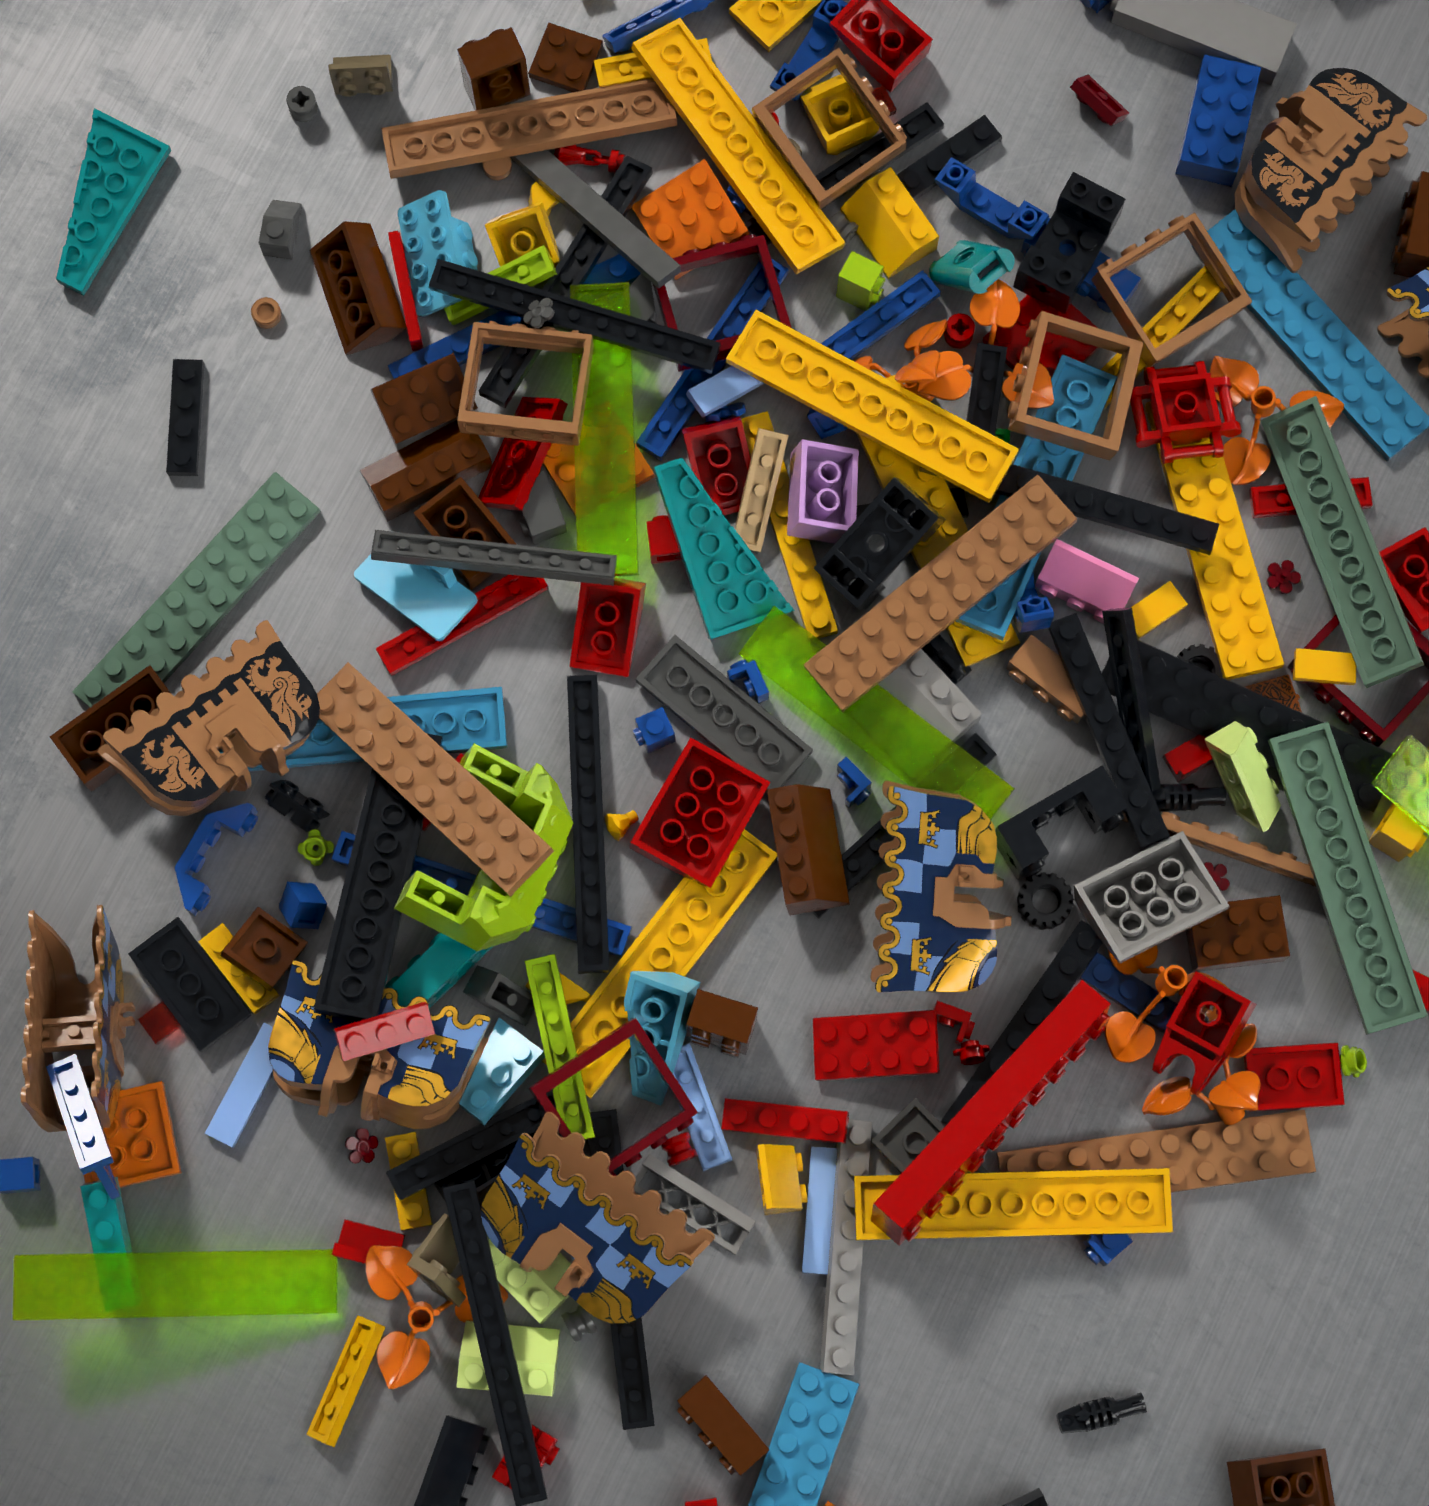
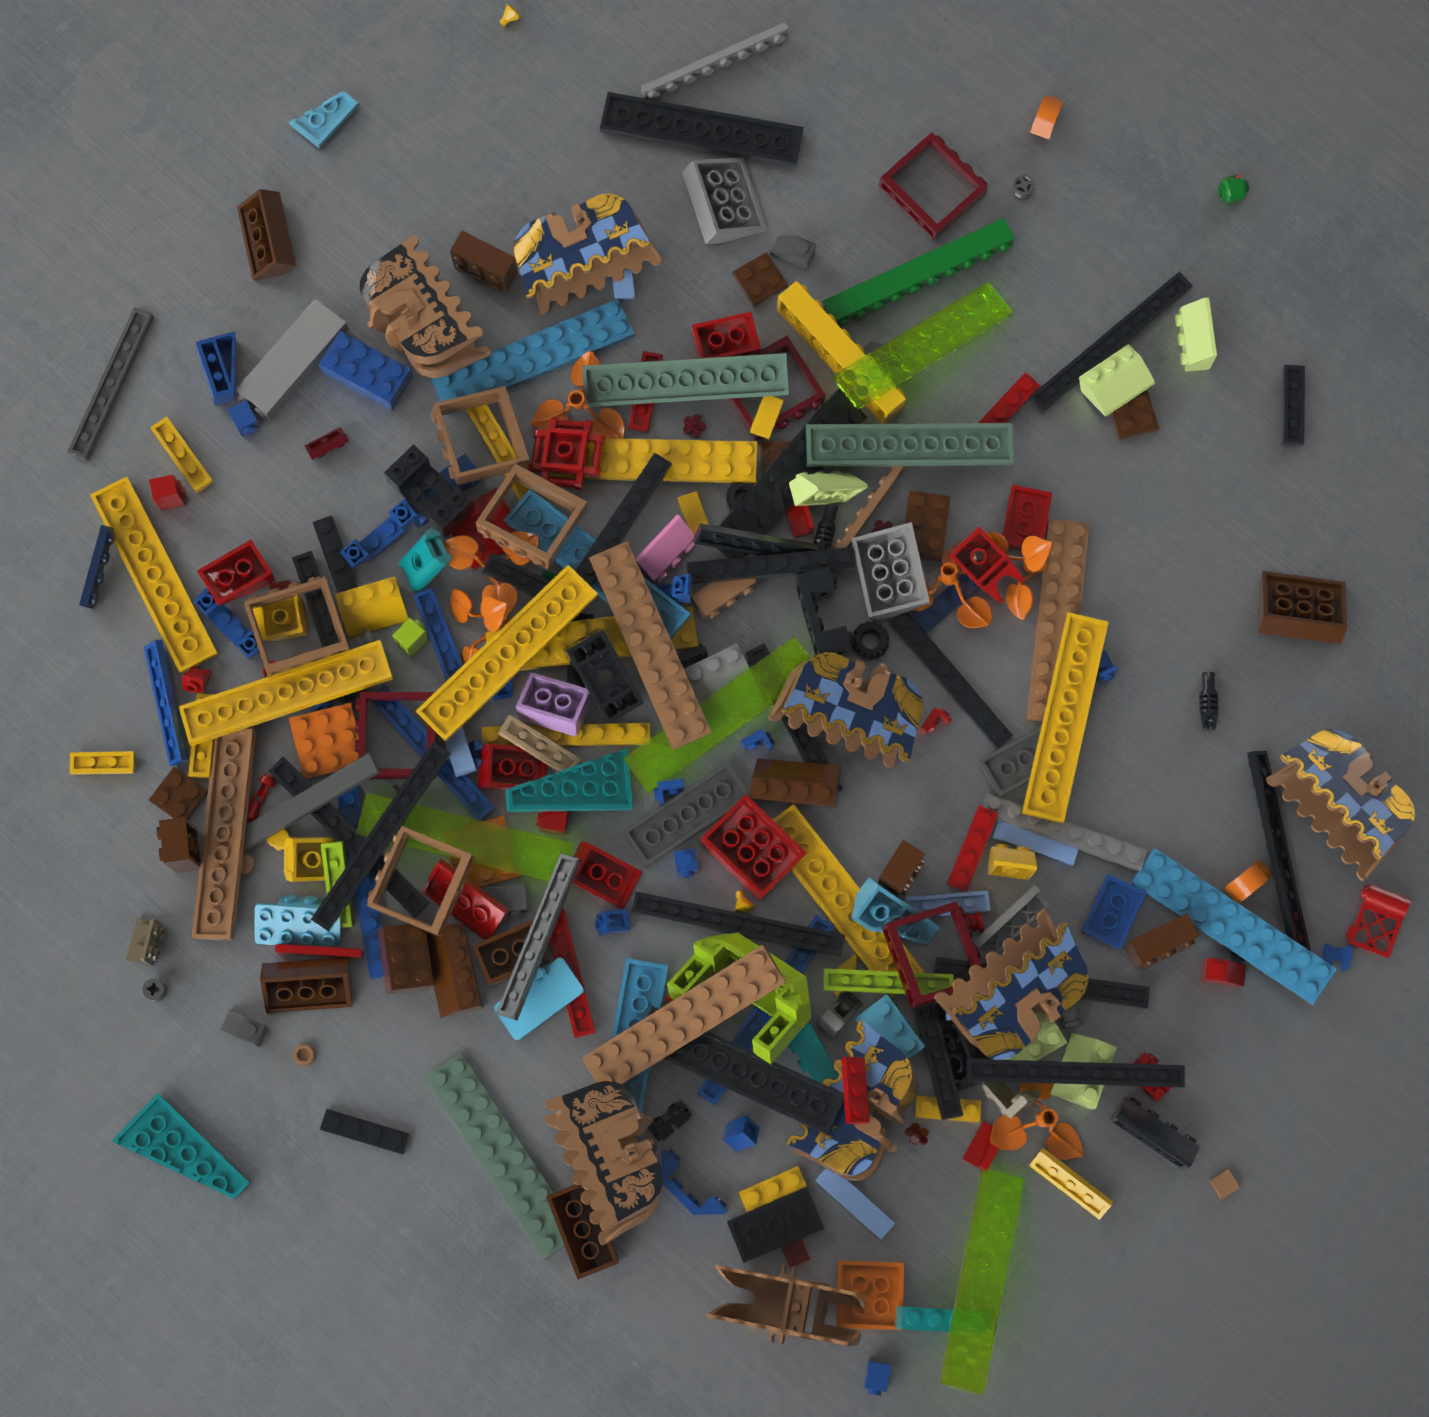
camera: 75 degrees left, 0 degrees up
(82, 1121) = (861, 1312): fence -> none
(264, 948) = (765, 1166): reddish brown plate -> none
(315, 856) = (709, 1115): lime plate -> none
(539, 313) = (374, 858): dark grey plant -> none
(547, 656) = (612, 922): none -> blue bracket
(724, 32) = (196, 680): none -> red bracket
(750, 1347) = (1113, 912): none -> blue plate
(876, 1045) = (938, 775): red plate -> none
(957, 337) = (466, 577): red wheel -> none
(971, 1052) = (958, 715): red plate -> none
(990, 1113) = (1005, 711): red brick -> none
(1352, 1061) = (1025, 479): lime plate -> none

